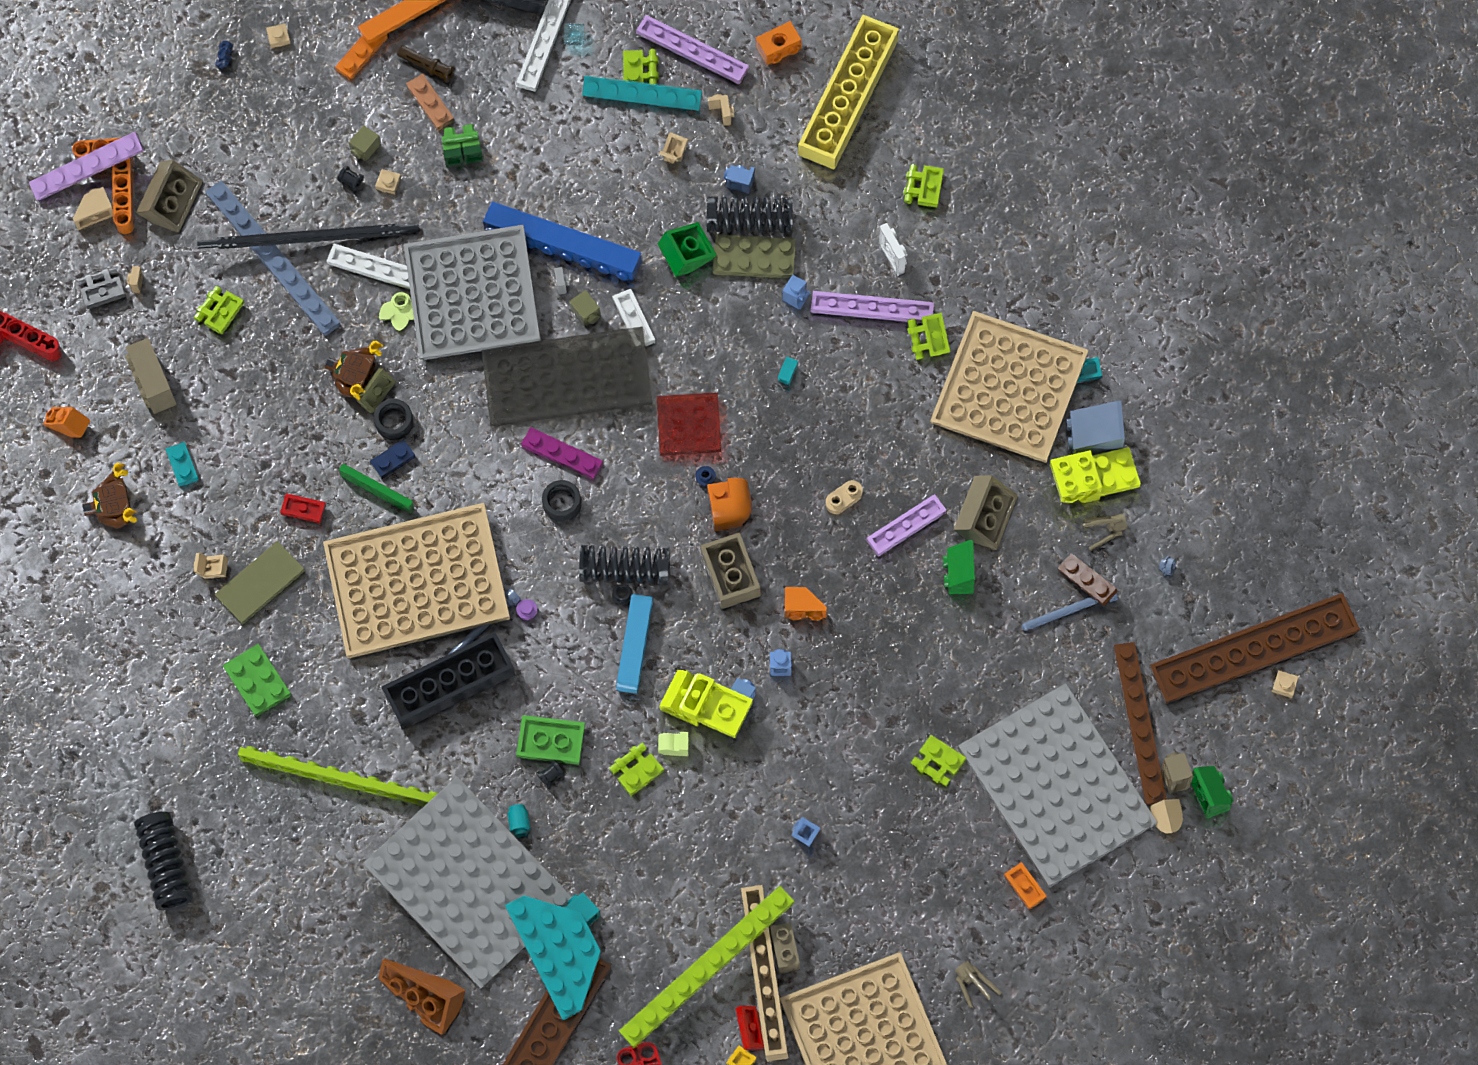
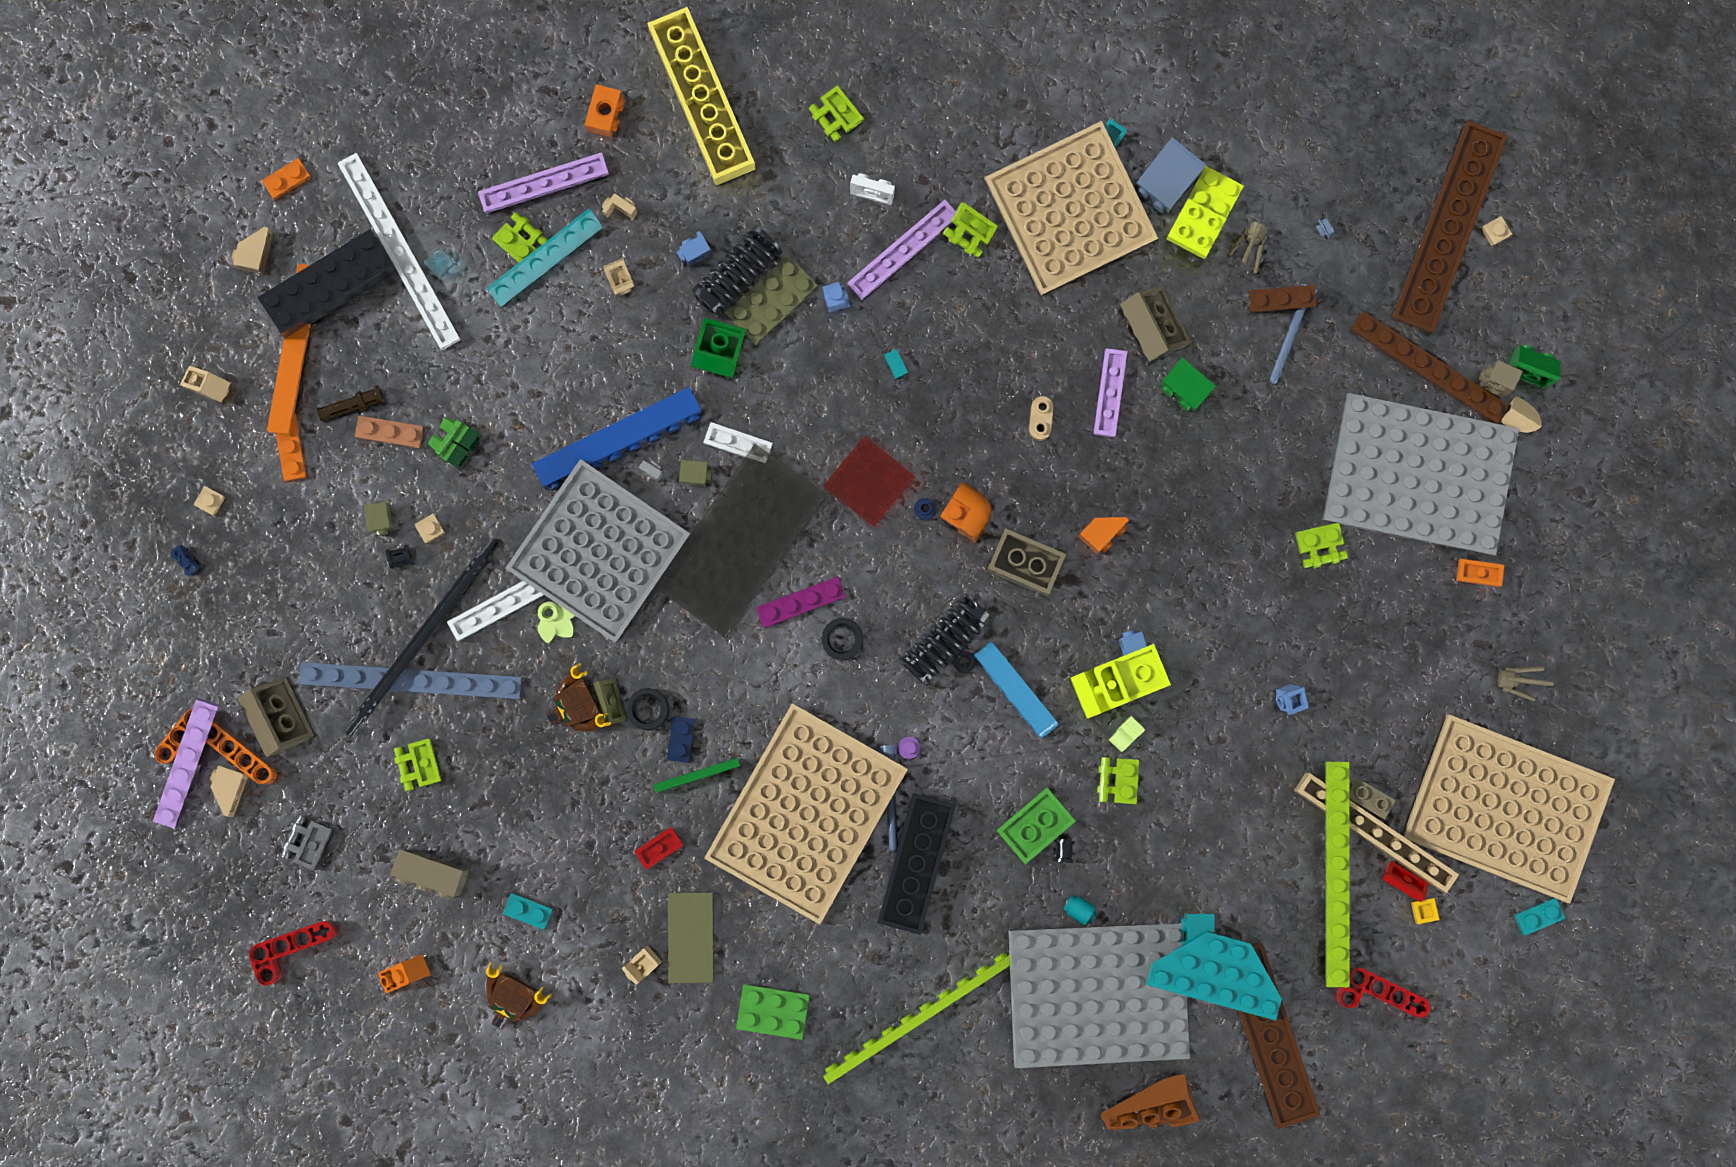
camera: 55 degrees left, 15 degrees up
(135, 279) = (326, 809): tan plate -> none
(780, 663) = (1135, 592): medium blue brick -> none

